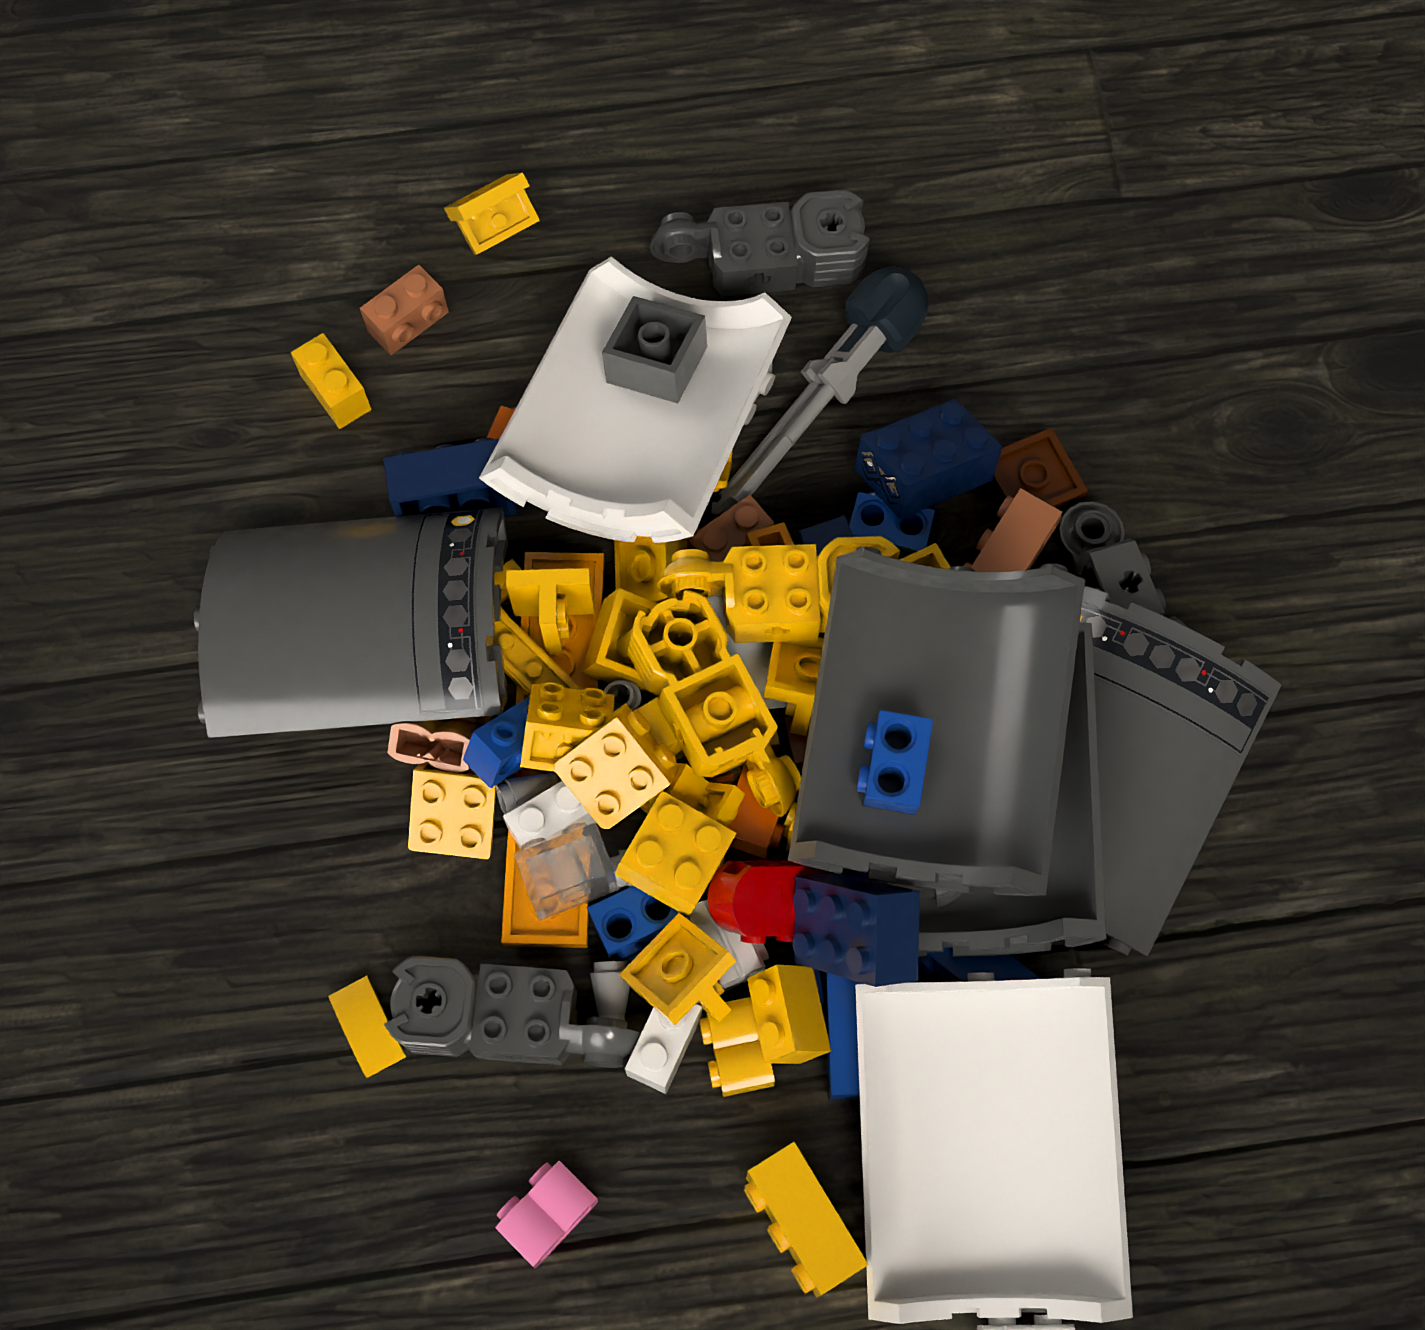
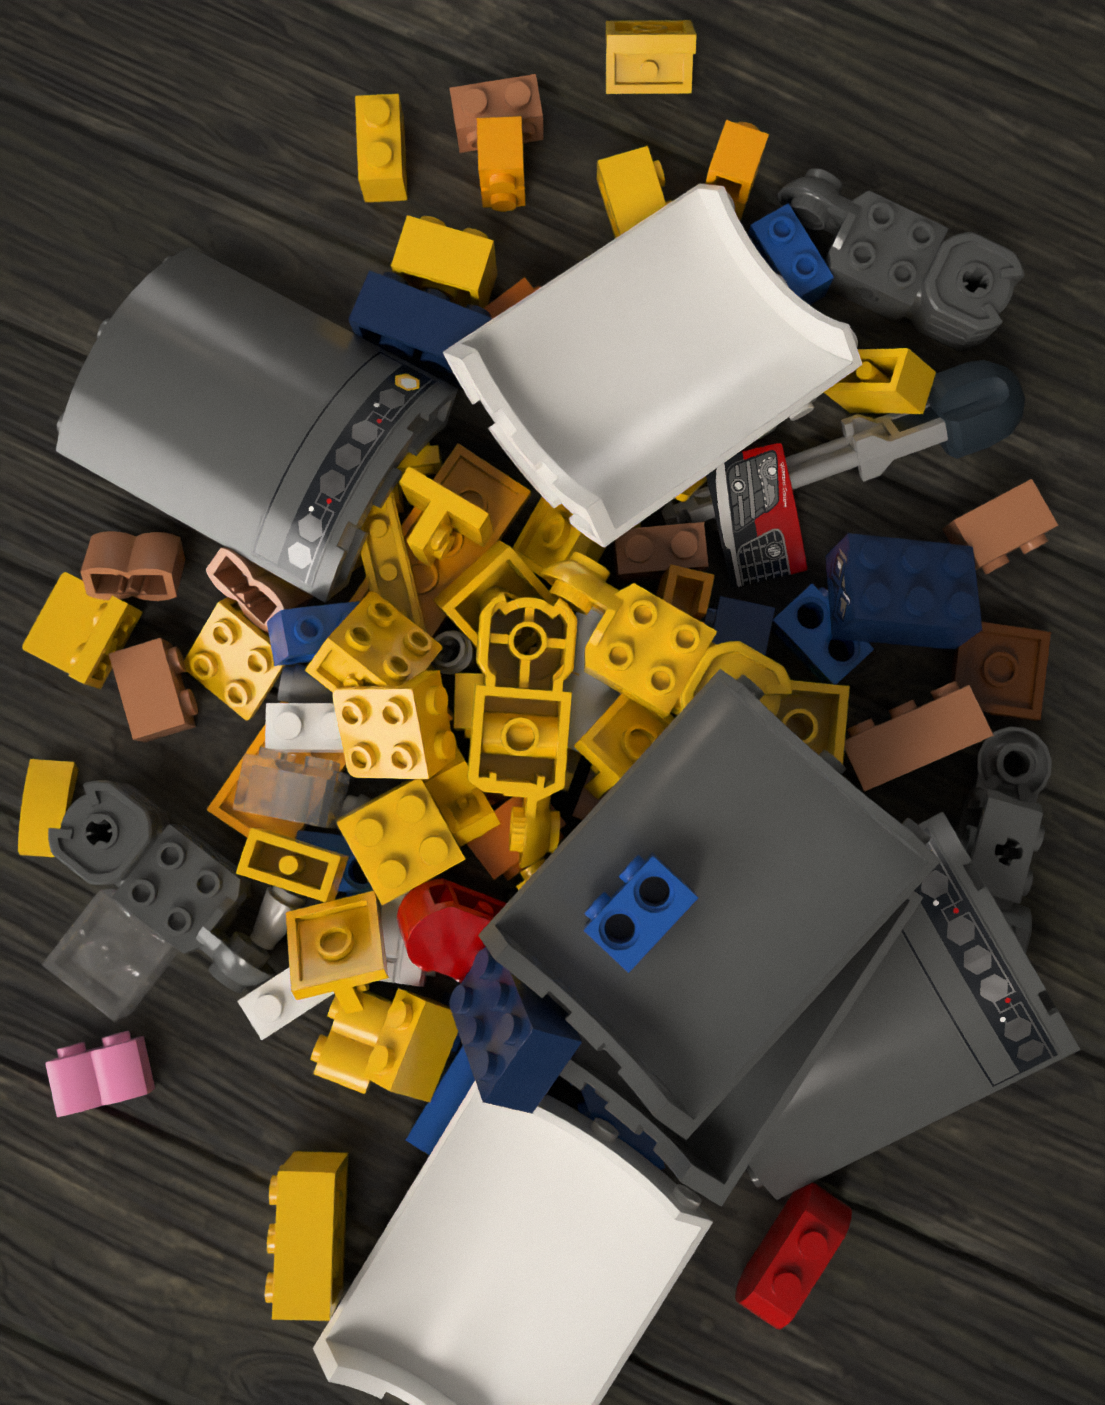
camera: 35 degrees right, 15 degrees up
(310, 868) = (80, 631): none -> yellow bracket
(320, 792) = (133, 566): none -> nougat brick
(399, 876) = (154, 689): none -> nougat brick
(432, 337) = (501, 162): none -> light orange piece
(433, 420) = (446, 260): none -> yellow brick
(497, 1101) = (110, 956): none -> clear brick
(537, 306) = (630, 188): none -> yellow brick
(603, 924) = (292, 864): none -> yellow brick
(606, 237) = (737, 161): none -> light orange piece
(655, 349) = (704, 314): dark grey brick -> none
(688, 278) = (791, 254): none -> blue brick
(785, 472) = (757, 516): none -> sticker
(815, 327) = (885, 383): none -> yellow brick
(968, 375) = (1003, 525): none -> nougat brick
(1189, 988) = (793, 1255): none -> red brick

